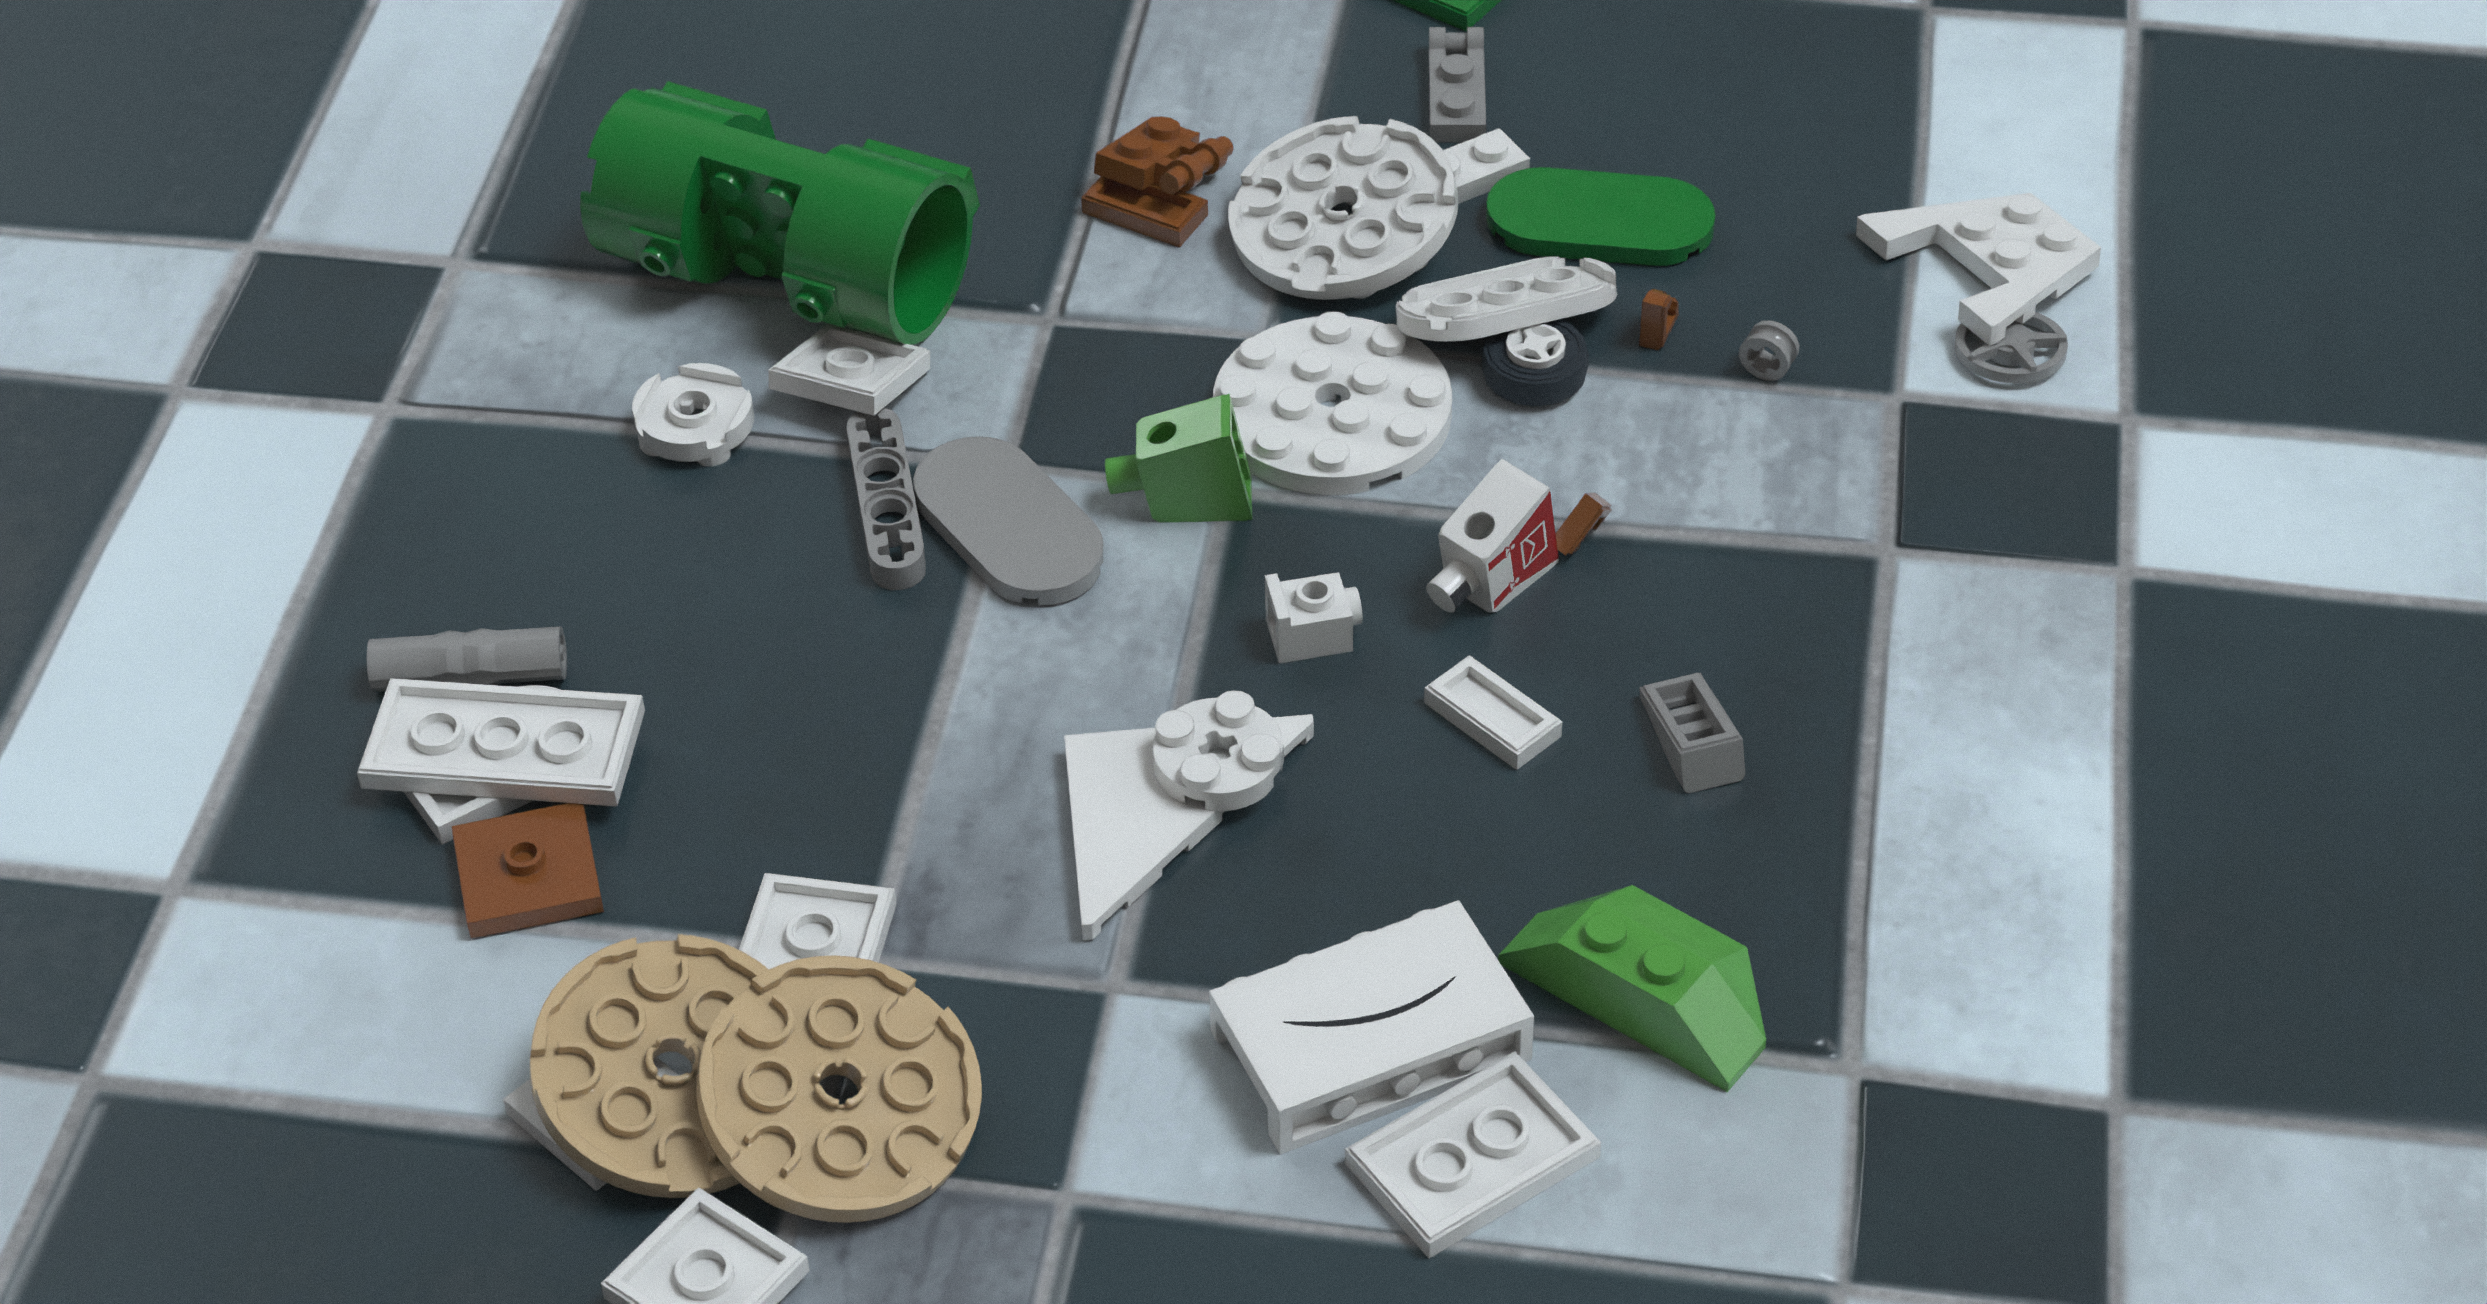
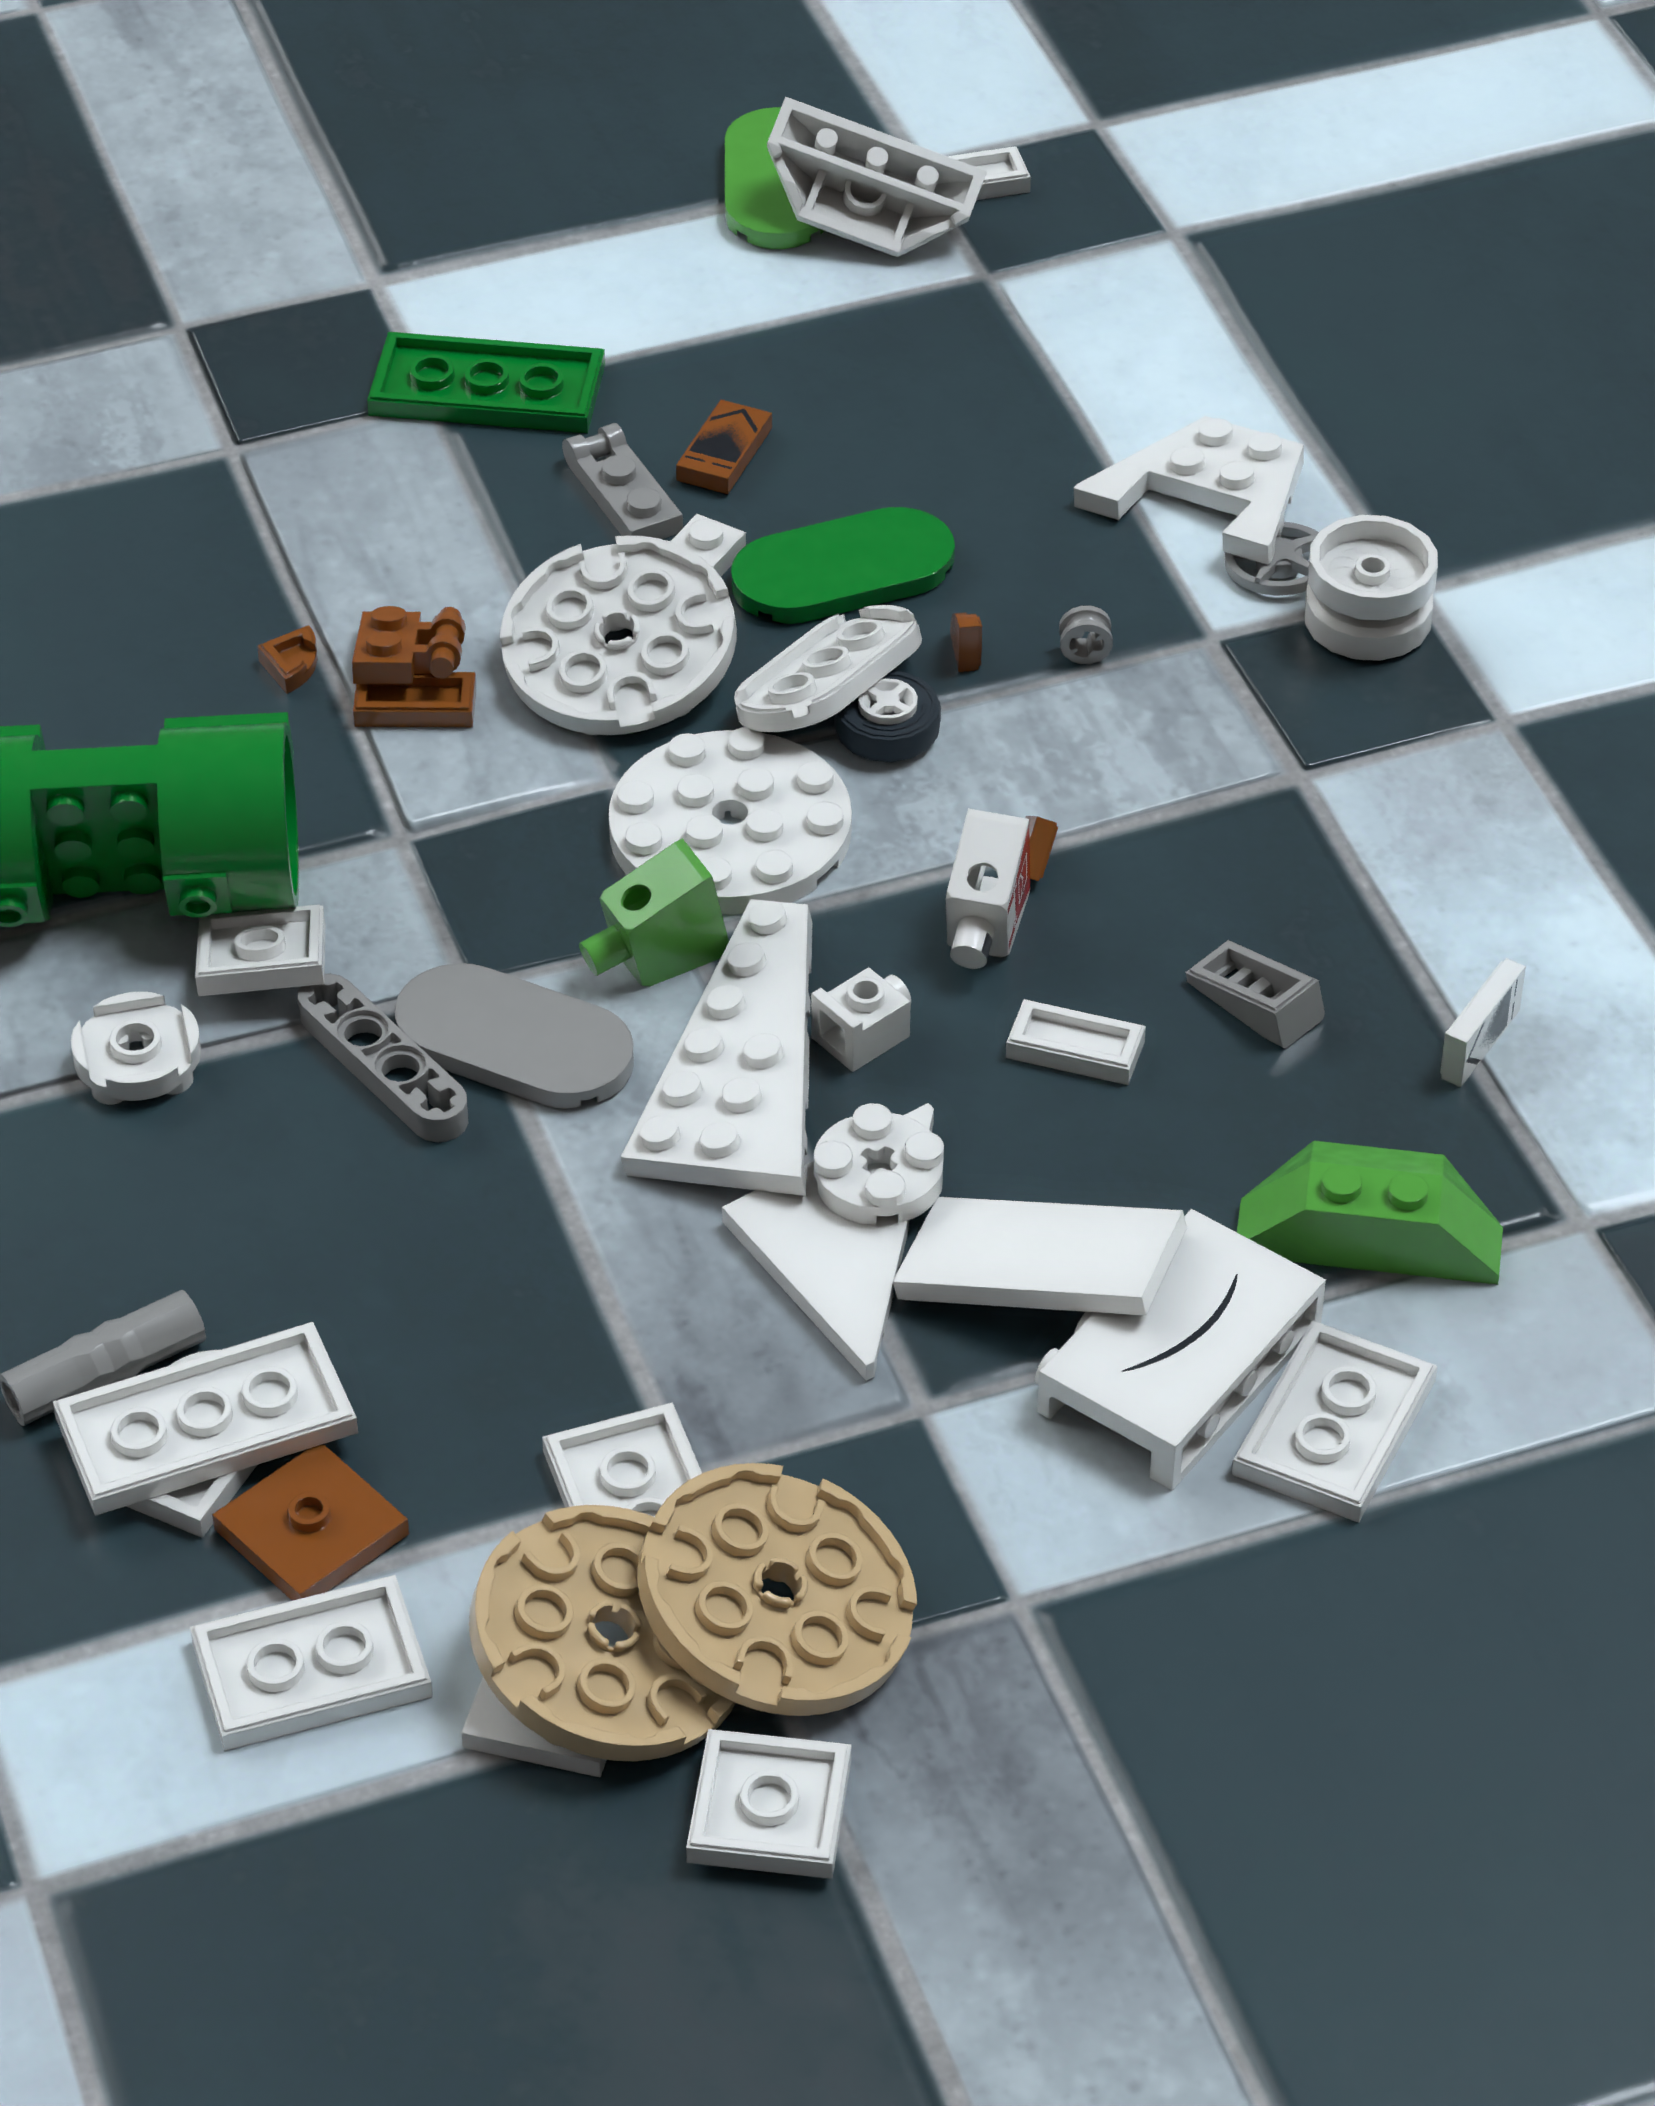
camera: 30 degrees left, 0 degrees up
(439, 986) = (310, 1662): none -> white tile
(1071, 136) = (290, 658): none -> dark orange tile
(1169, 625) = (740, 1073): none -> white wing
(1297, 889) = (1041, 1255): none -> white tile
(1571, 79) = (724, 446): none -> dark orange tile
(1881, 838) = (1482, 1022): none -> white tile
(2064, 397) = (1370, 587): none -> white wheel

